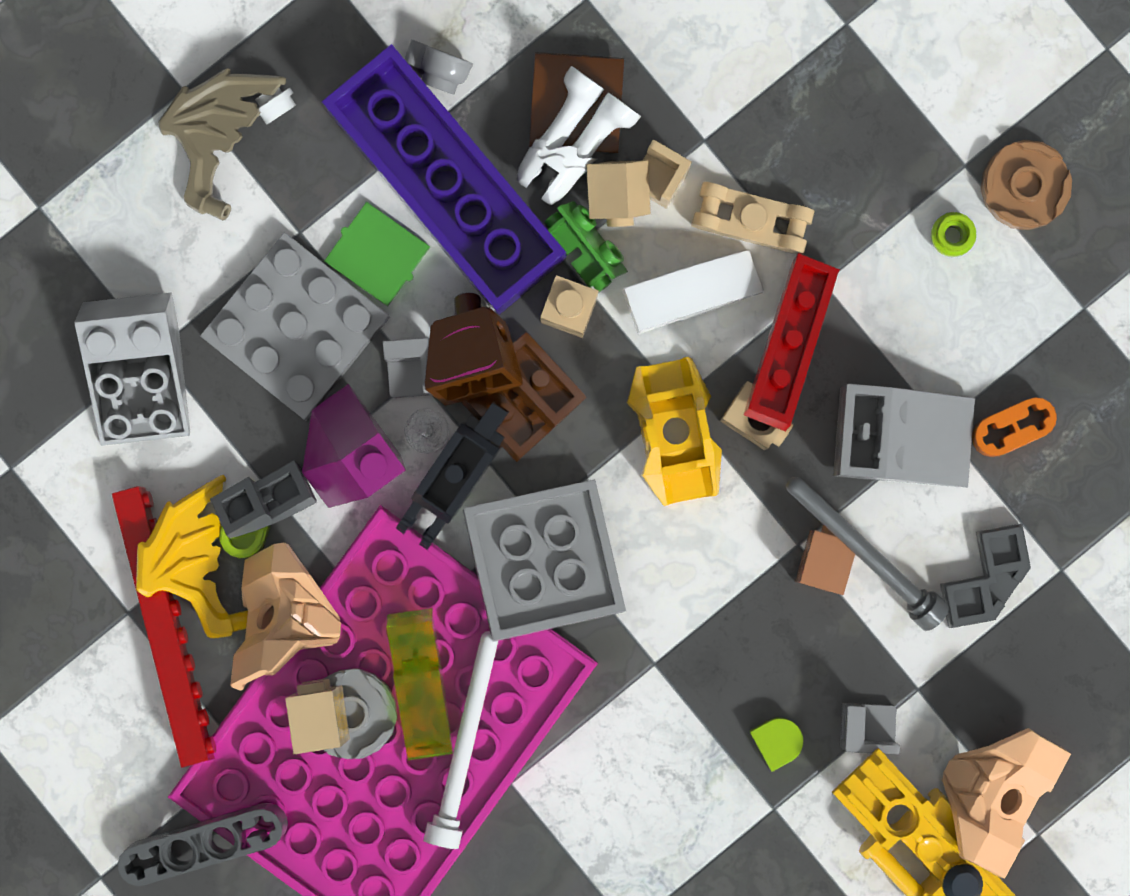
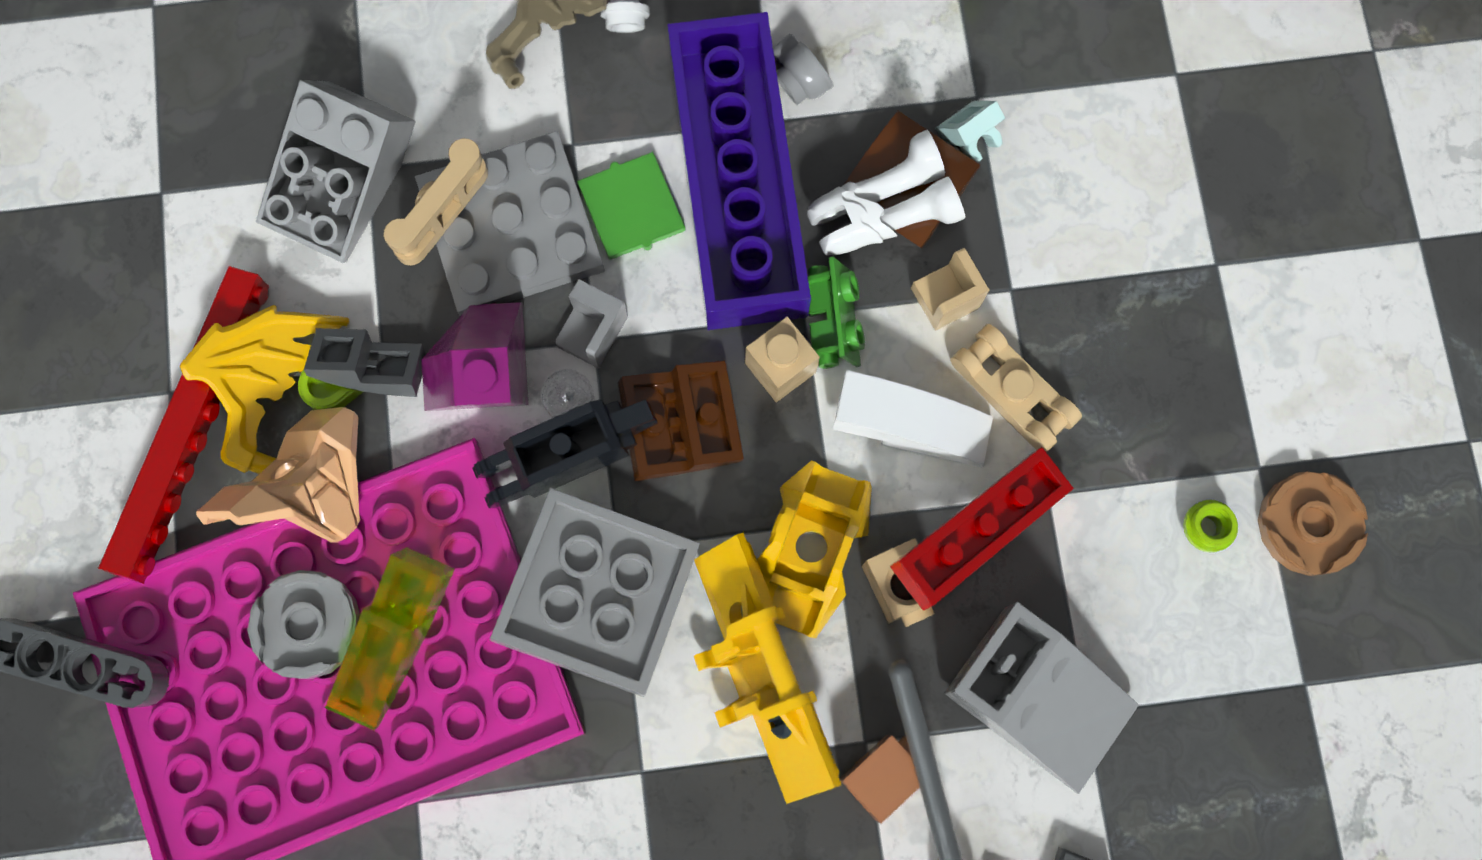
camera: 30 degrees right, 10 degrees down
(240, 350) = (438, 204): none -> tan plate
(317, 717) = (255, 598): tan brick -> none
(444, 828) = (311, 805): white piece -> none
(470, 353) = (654, 343): reddish brown torso -> none
(597, 31) = (970, 124): none -> light aqua tile
(618, 191) = (899, 278): tan brick -> none
(696, 541) = (763, 671): none -> yellow piece
(1017, 437) = (1162, 773): orange beam -> none

